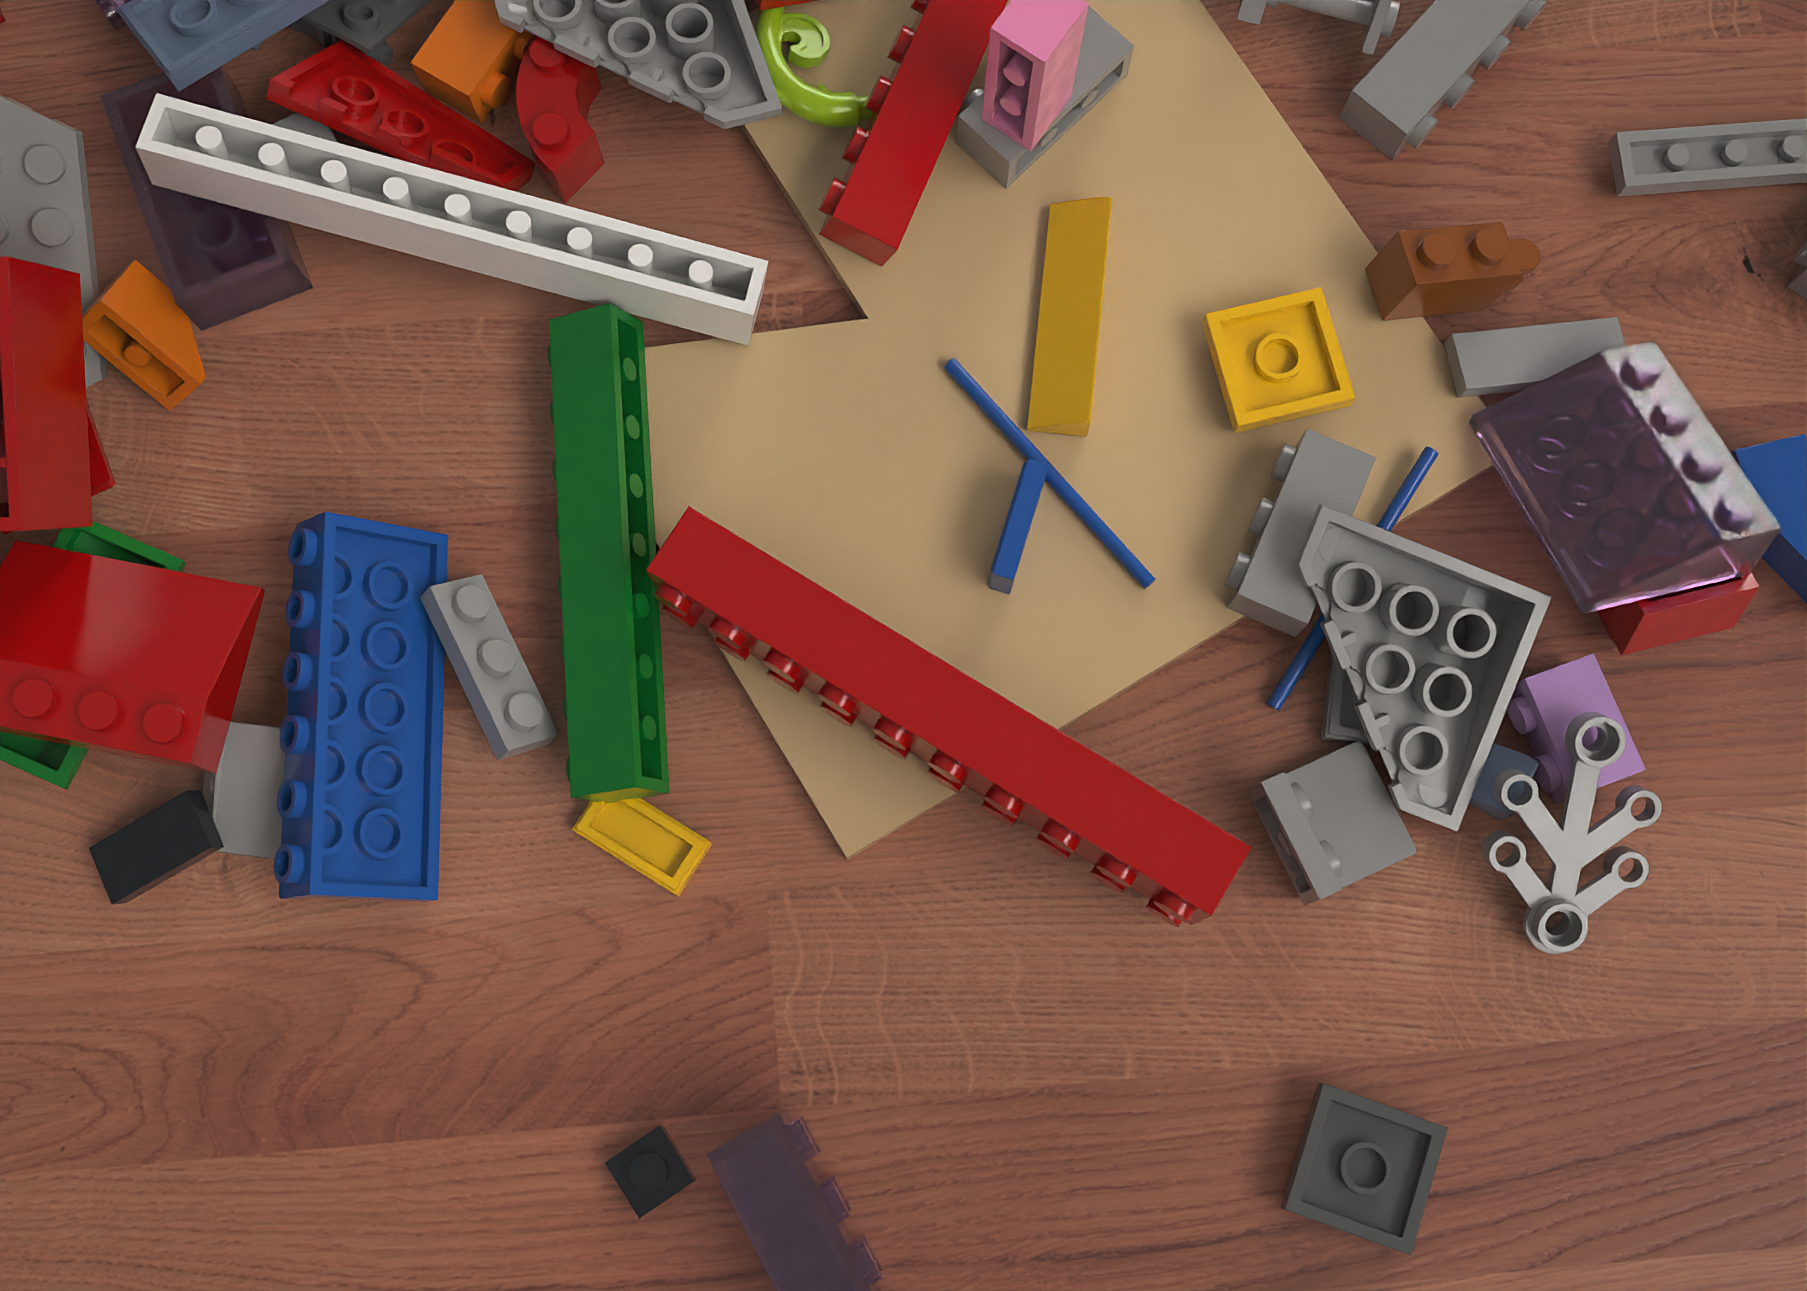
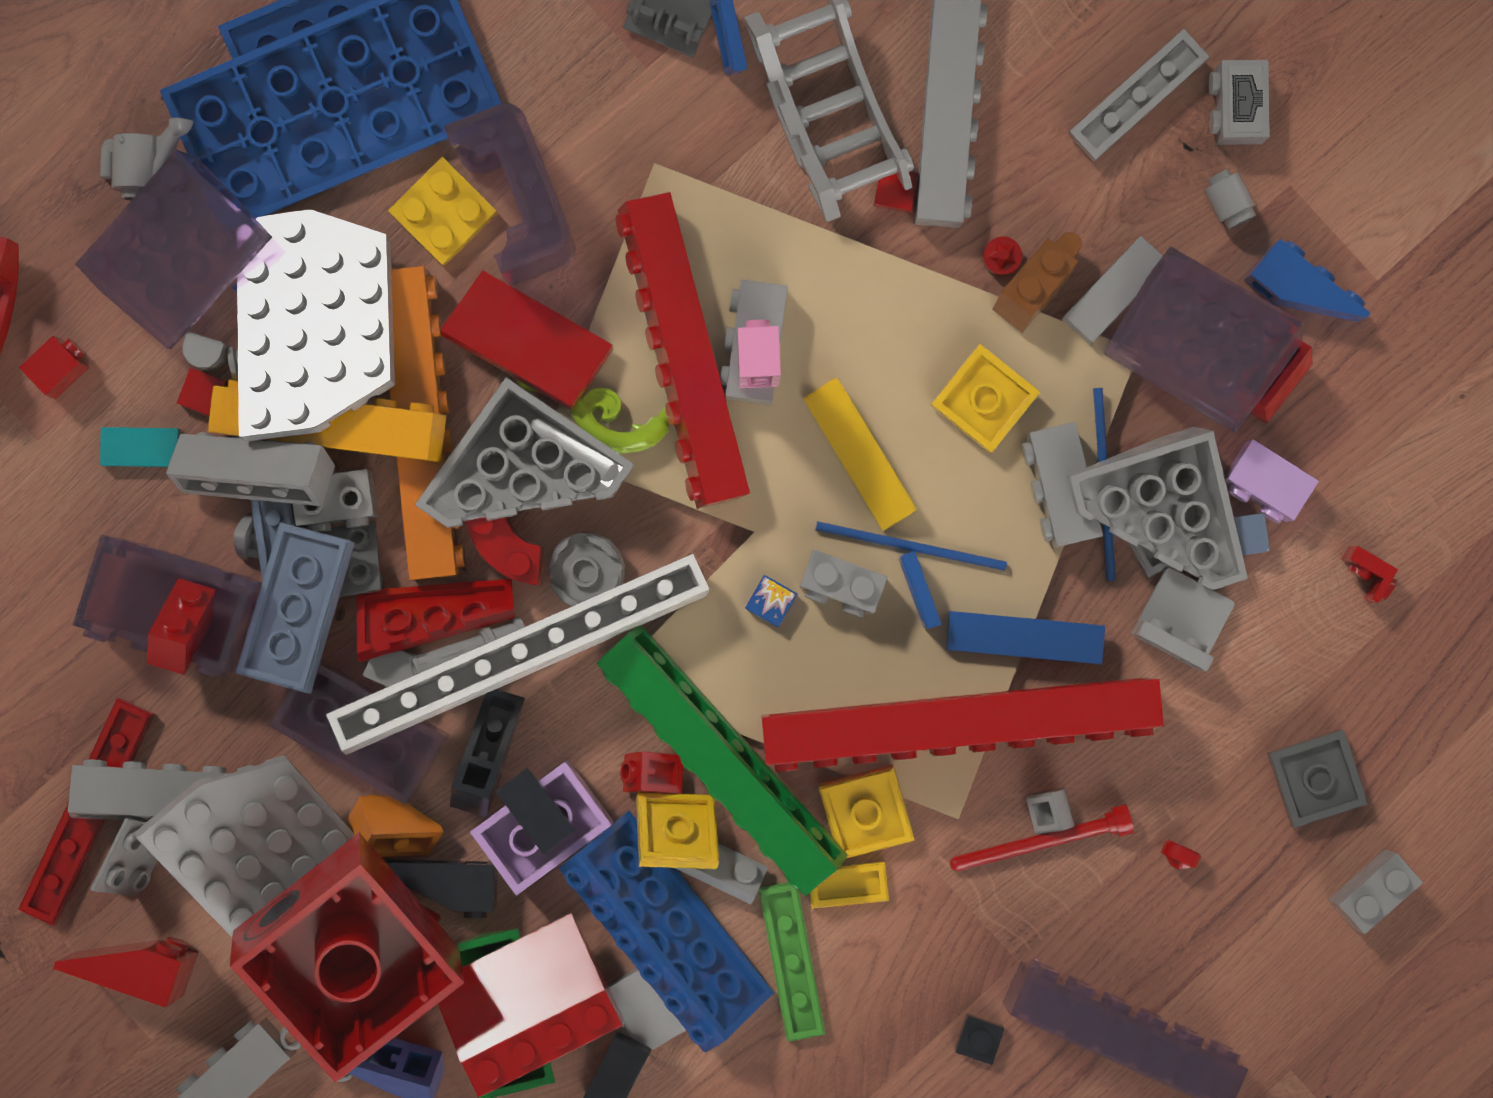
camera: 35 degrees left, 10 degrees up
(159, 458) = (452, 883): none -> black slope
(316, 455) = (515, 852): none -> lavender brick
(321, 424) = (535, 810): none -> black tile
(329, 335) = (486, 753): none -> black slope
(478, 594) = (677, 830): none -> yellow tile
(492, 880) = (791, 961): none -> bright green tile
(511, 509) = (652, 773): none -> red bracket
(637, 194) = (585, 567): none -> light grey tile
(737, 758) = (867, 811): none -> yellow tile
(823, 408) = (771, 600): none -> tile
(928, 443) = (843, 582): none -> light grey brick
(973, 937) = (1050, 811): none -> light grey brick
(1047, 1018) = (1114, 822): none -> red piece
(1102, 1128) = (1180, 856): none -> red tile
(1109, 689) = (1025, 637): none -> blue tile
(1340, 59) = (892, 195): none -> red tile
(1420, 212) = (1002, 256): none -> red tile
(1573, 842) = (1308, 544): light grey plant -> none
(1634, 935) = (1368, 565): none -> red bracket
(1766, 352) = (1230, 199): none -> light grey brick

